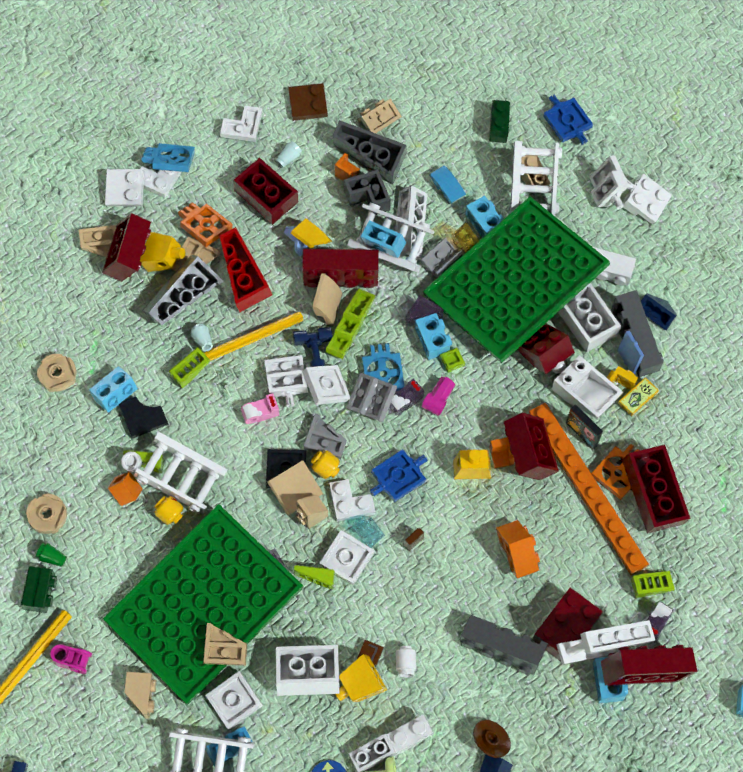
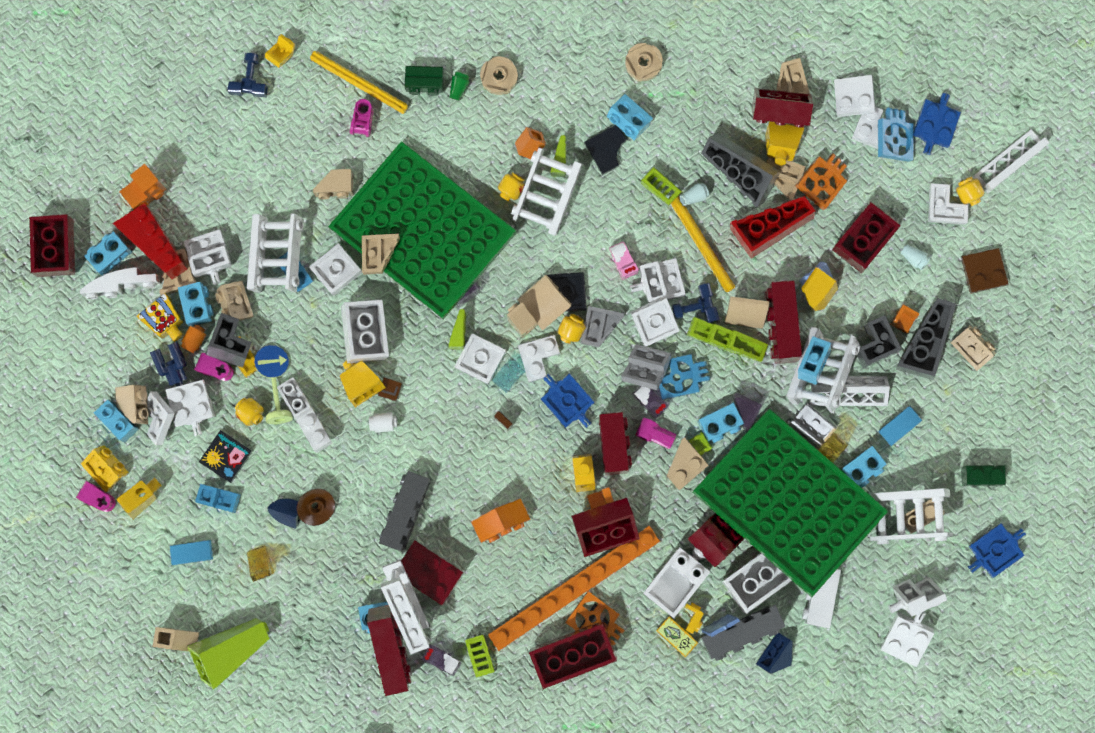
camera: 90 degrees right, 15 degrees up
(131, 461) = (553, 144): white tile -> none
(162, 124) = (936, 123): none -> blue plate
(212, 64) = (1017, 163): none -> white fence
(231, 102) = (970, 191): none -> yellow head
(447, 432) = (614, 443): none -> dark red brick
(471, 371) = (686, 464): none -> tan wing
(584, 427) = (633, 580): black tile -> none

